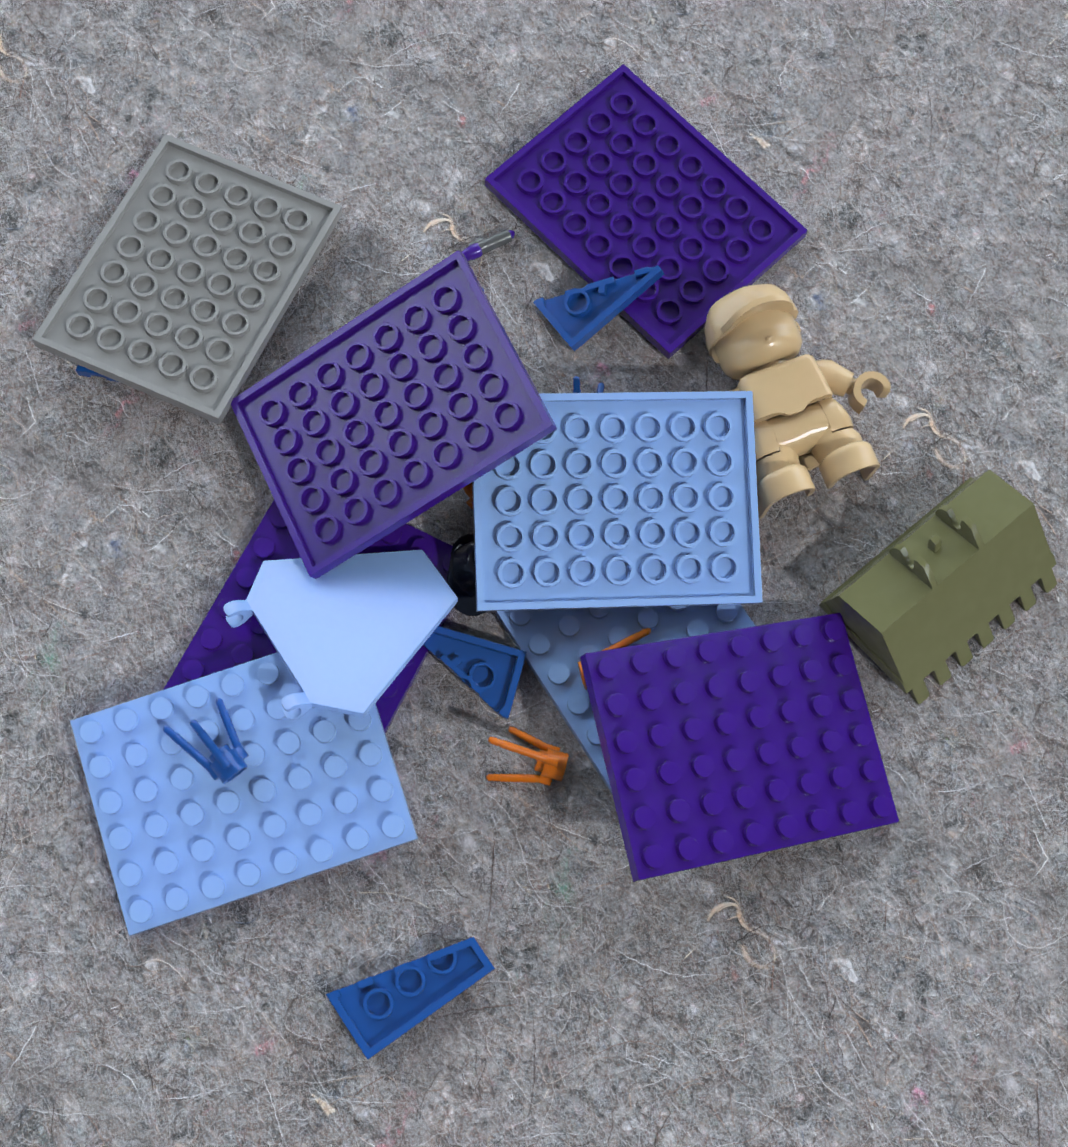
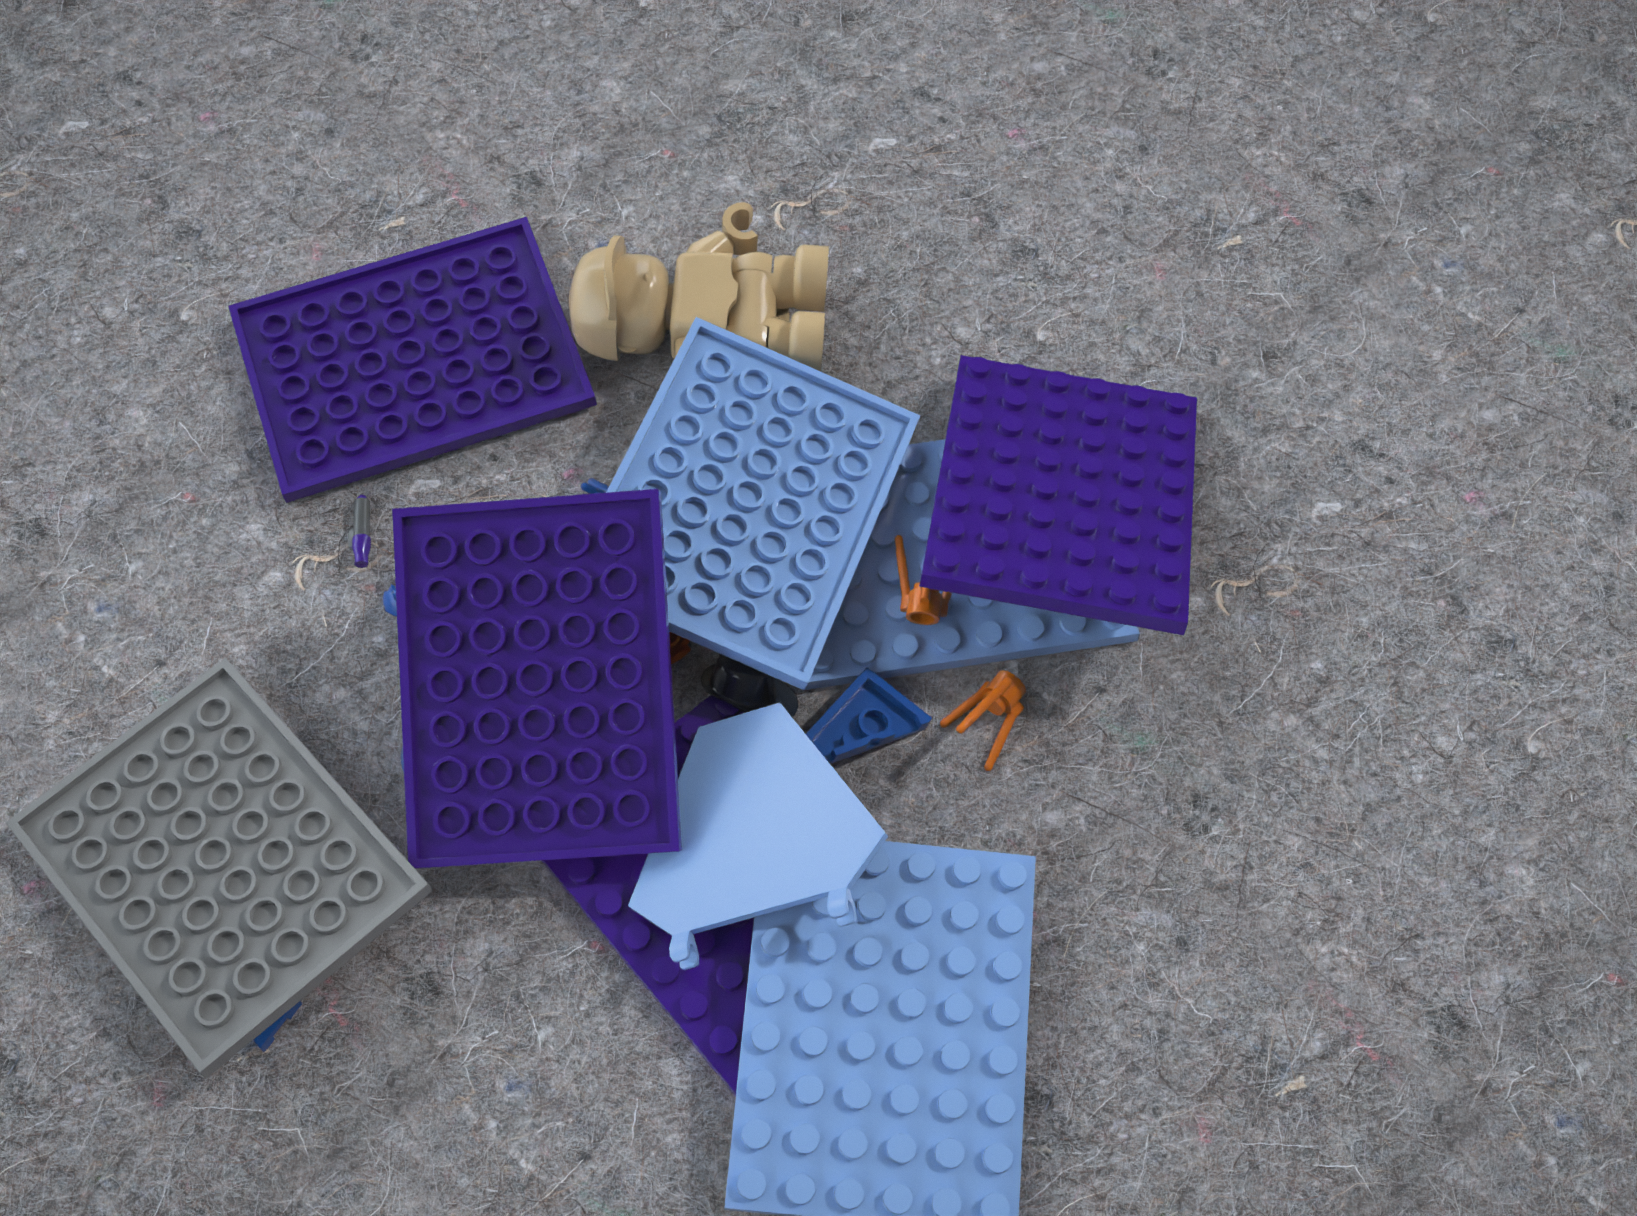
camera: 60 degrees left, 10 degrees down
(226, 762) = (862, 1023): blue plant -> none
(399, 999) = (1204, 948): blue wing -> none
(588, 309) = (501, 457): blue wing -> none
(946, 582) = (965, 254): olive piece -> none

